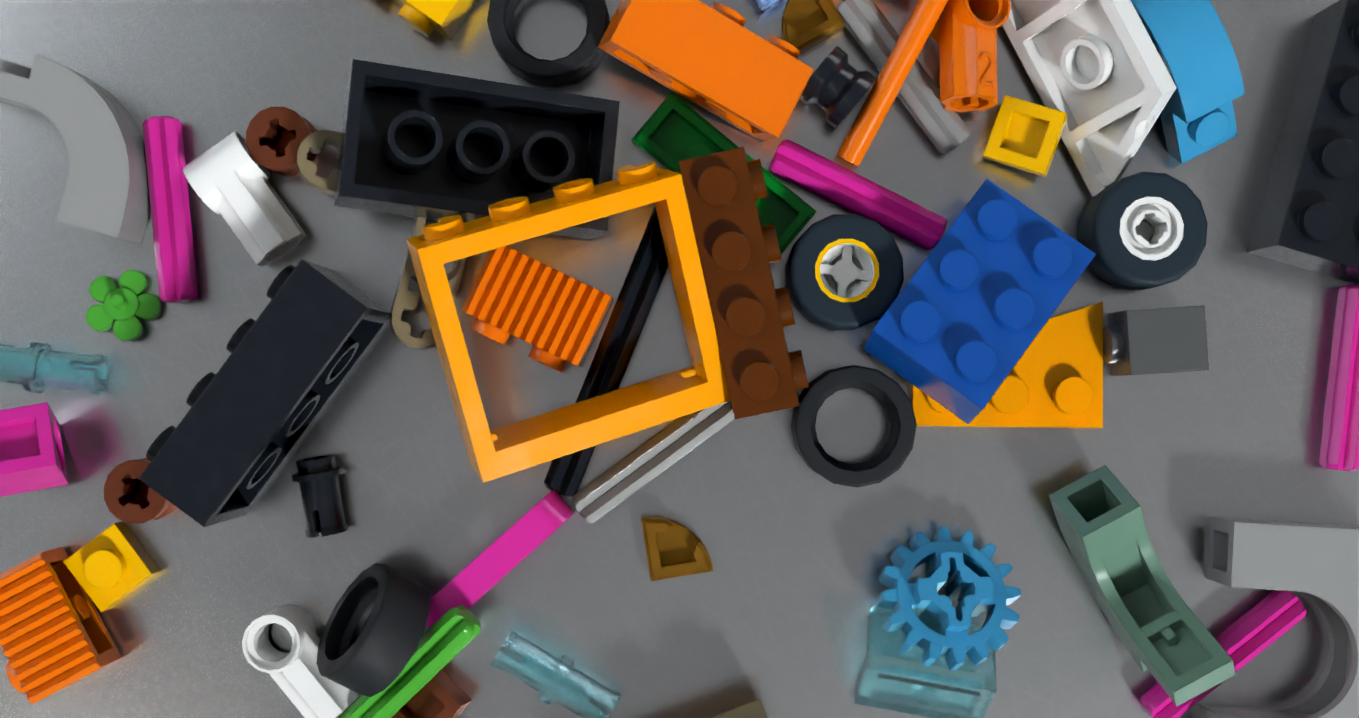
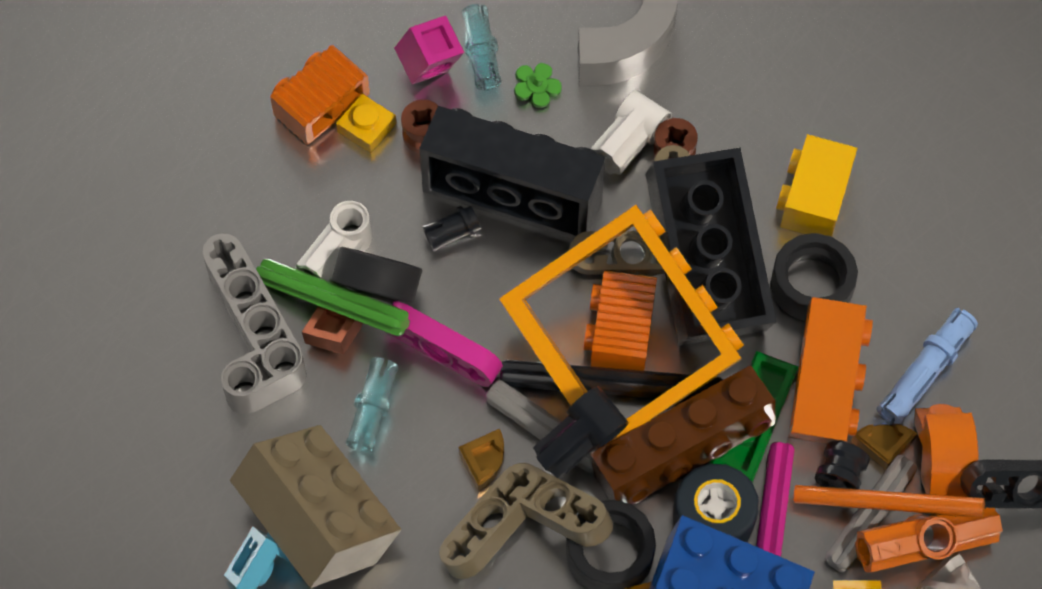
camera: 75 degrees right, 25 degrees down
(170, 209) = (606, 94): dark pink axle -> none
(703, 414) = (589, 425): none -> black piece
(765, 512) = (527, 501): none -> dark tan beam

